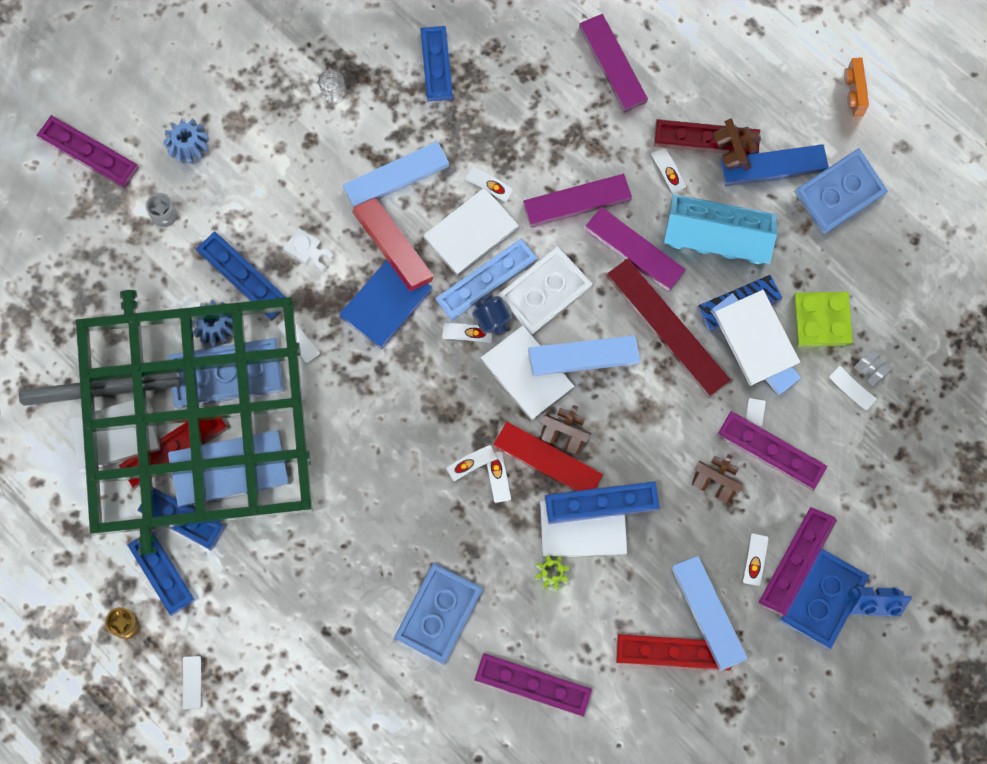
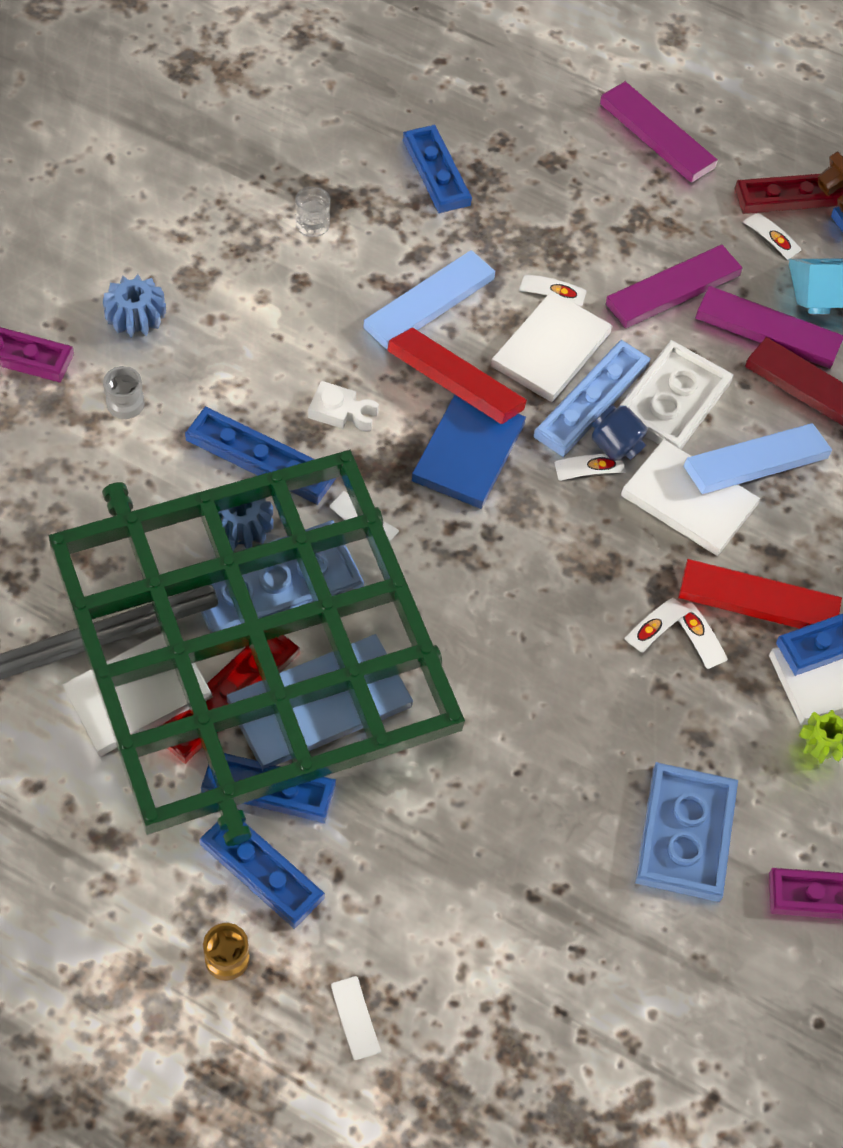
camera: 20 degrees left, 15 degrees down
(553, 426) = (754, 549): hips -> none

